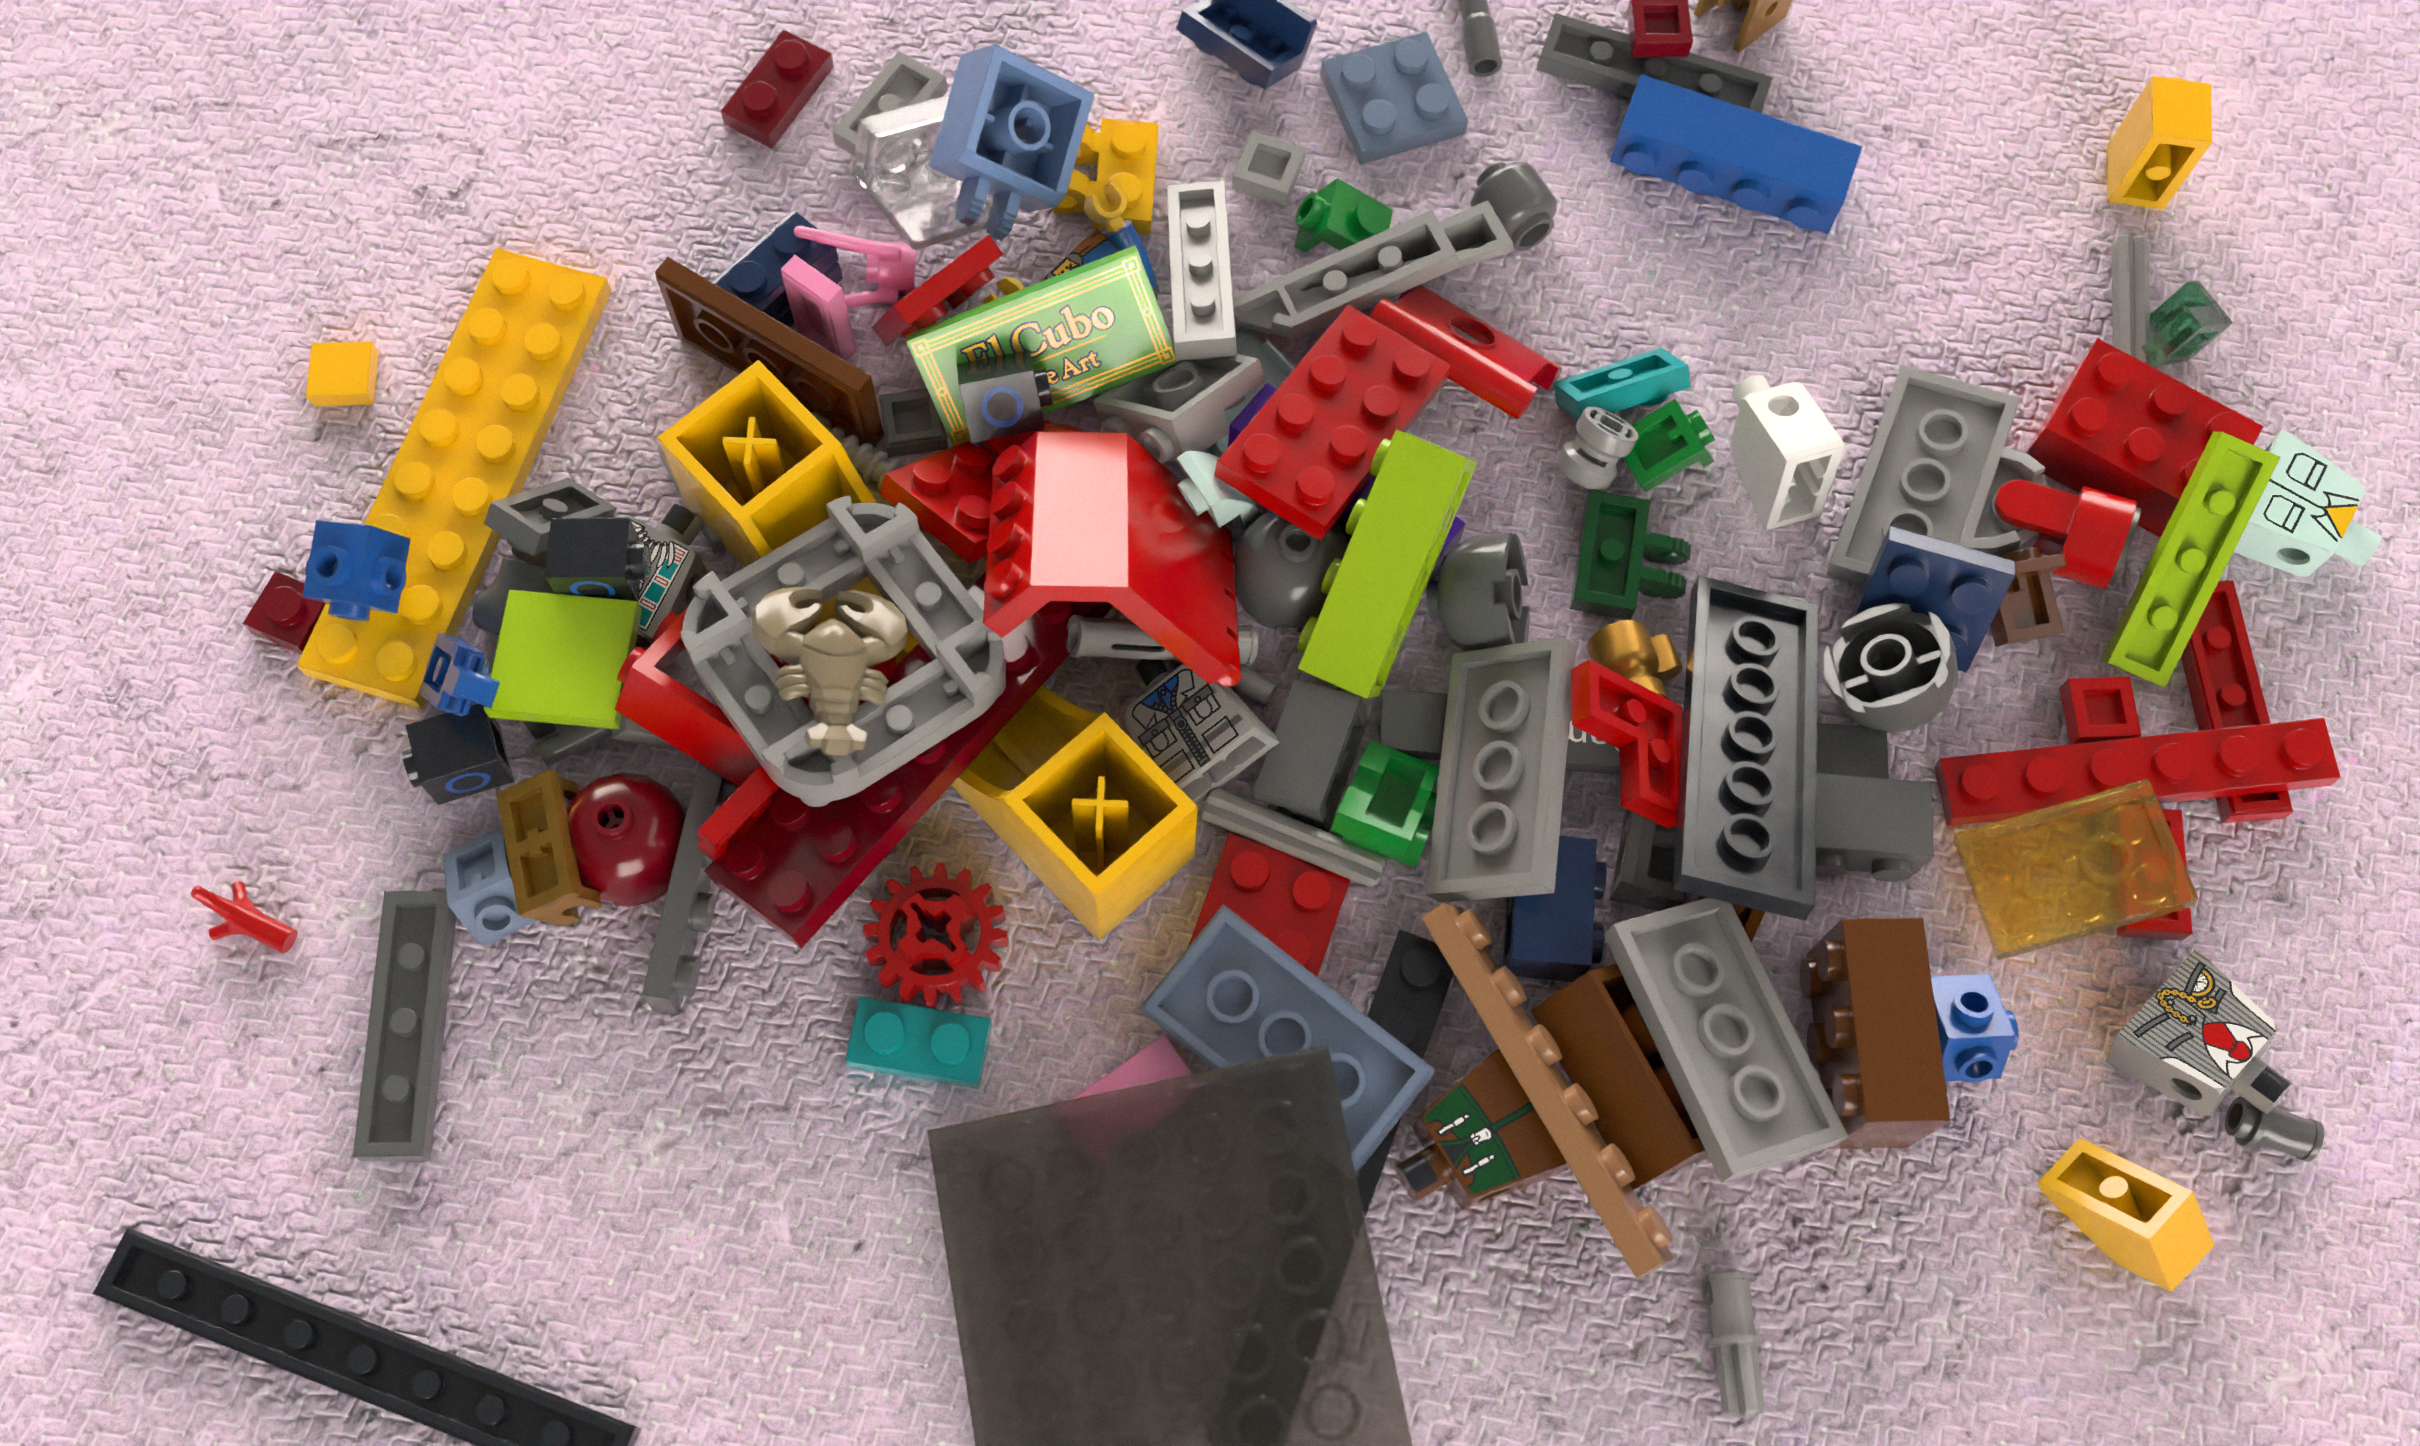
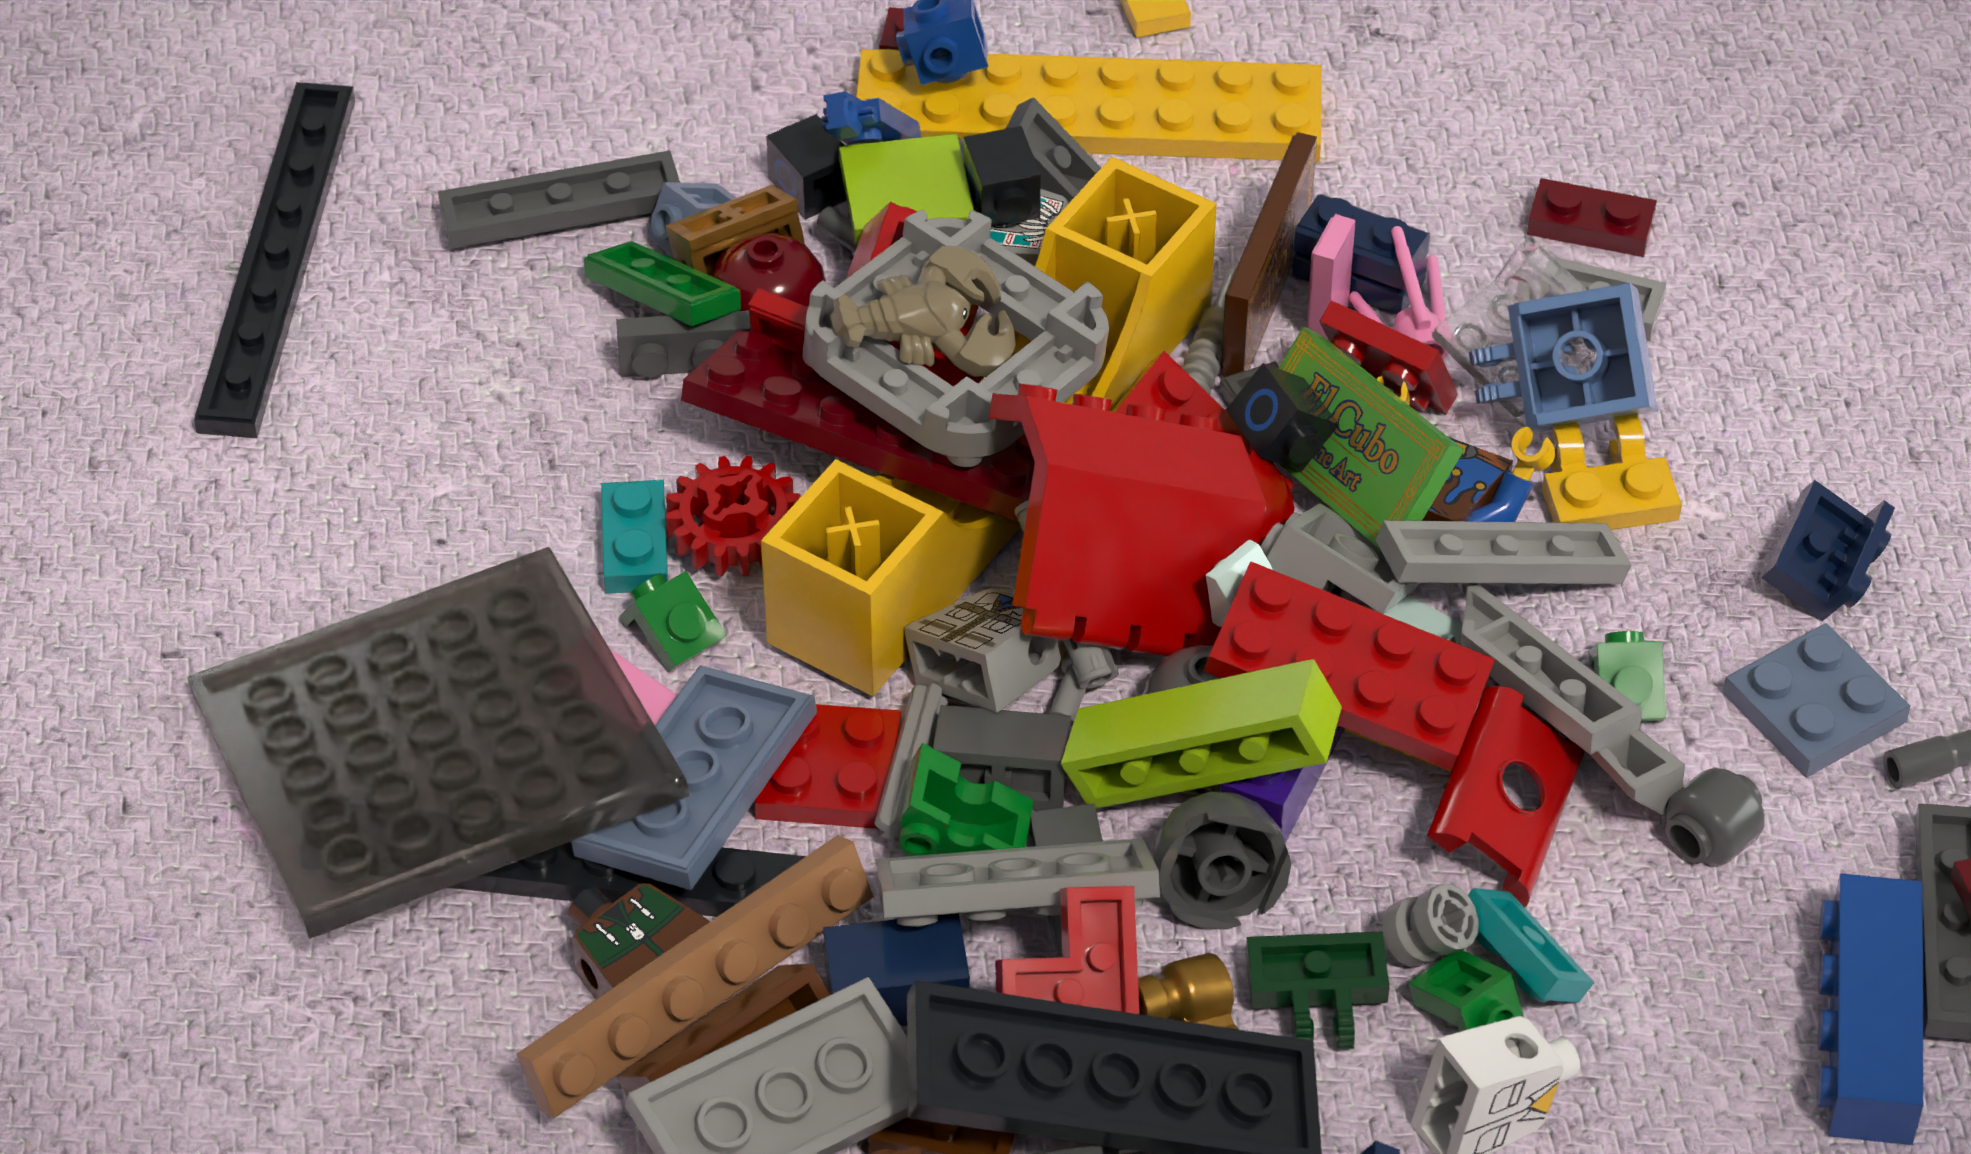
camera: 80 degrees right, 20 degrees down
(245, 919) = (627, 82): red bar -> none
(593, 939) = (662, 283): none -> green tile
(1052, 1026) = (673, 619): none -> green bracket
(1268, 168) = (1668, 603): light grey plate -> none

